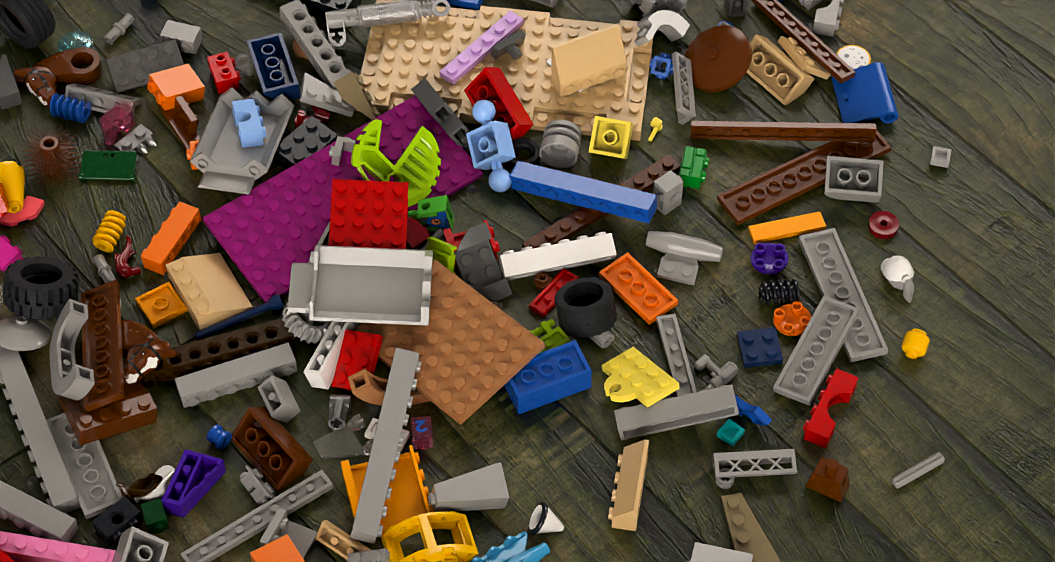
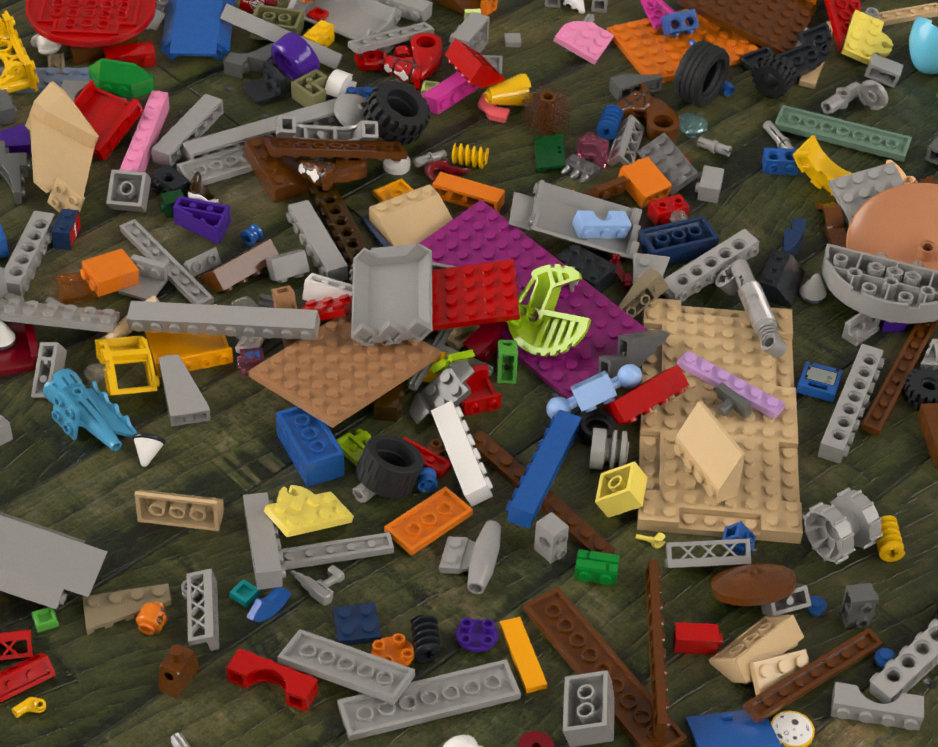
camera: 85 degrees right, 10 degrees down
(666, 21) = (802, 538): arch -> none
(767, 105) = (696, 638): none -> red brick
(767, 505) = (151, 618): none -> orange head

